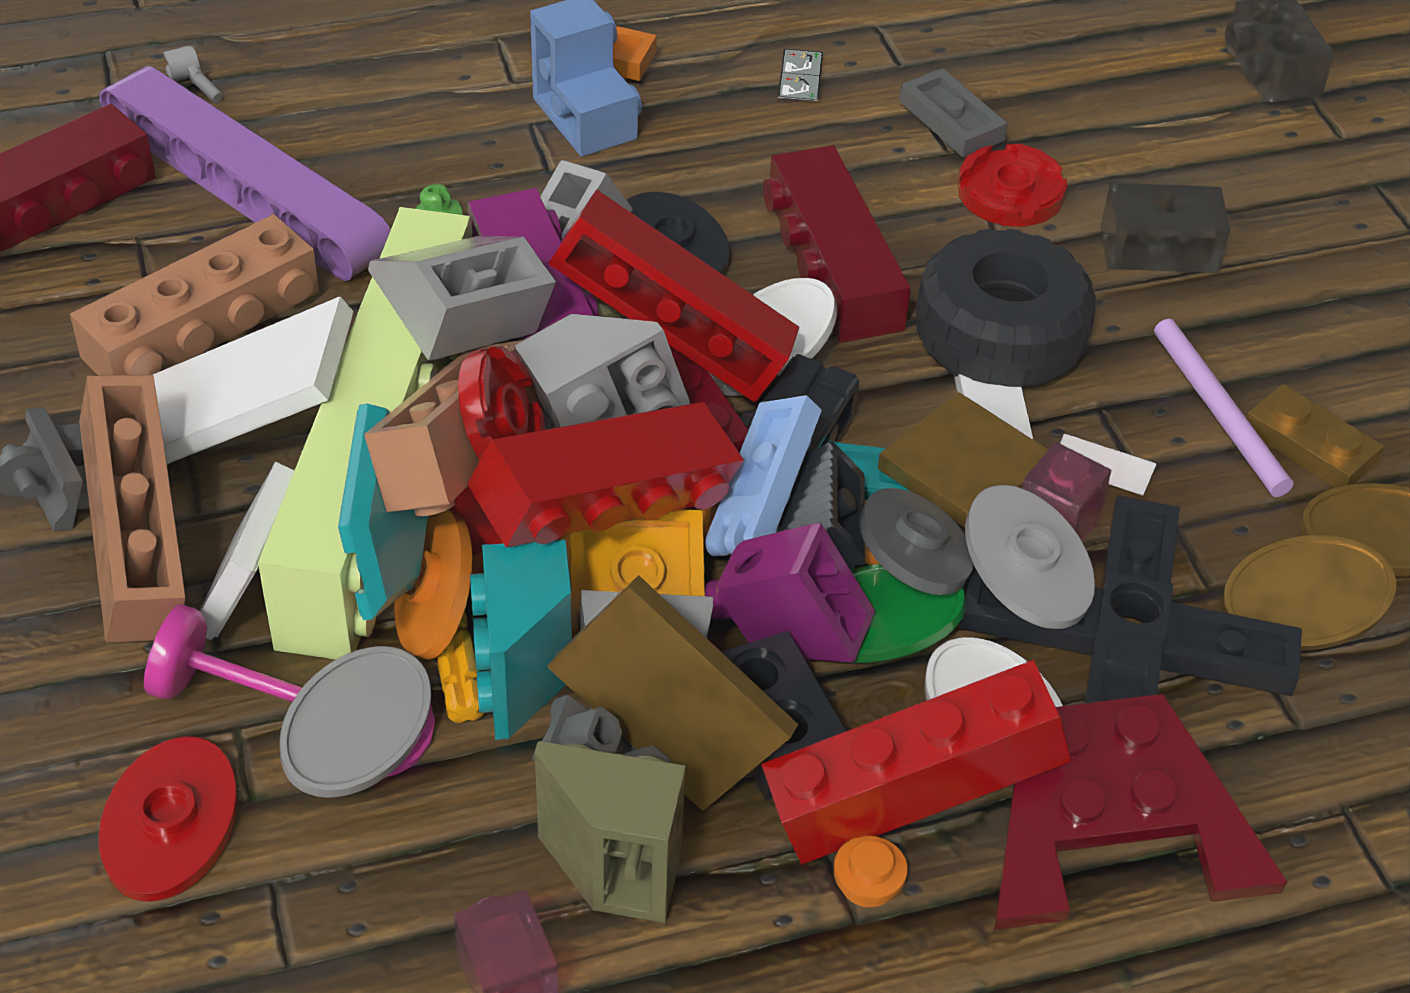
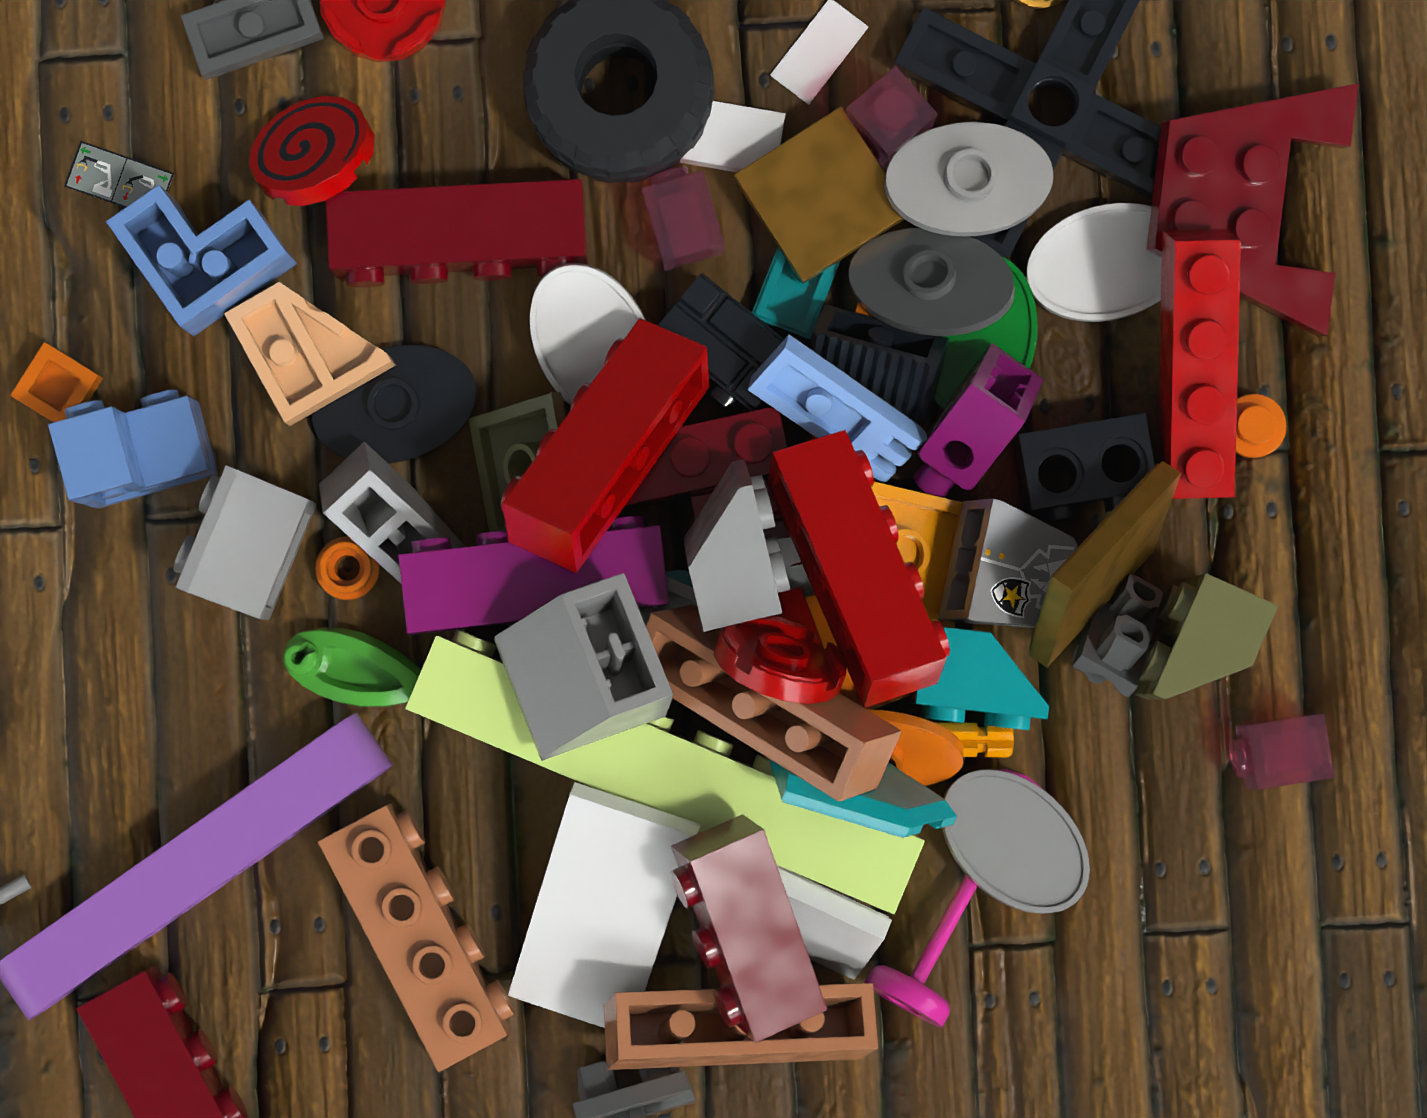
camera: 75 degrees left, 40 degrees up
(168, 819) = (1062, 1015): red piece -> none
(226, 431) = (746, 928): none -> brick
(519, 133) = (243, 543): none -> light grey slope
(696, 170) = (302, 351): none -> light nougat wing
(753, 95) = (202, 272): none -> medium blue brick
(866, 142) = (311, 150): none -> red tile
(903, 377) = (682, 218): none -> clear pink brick

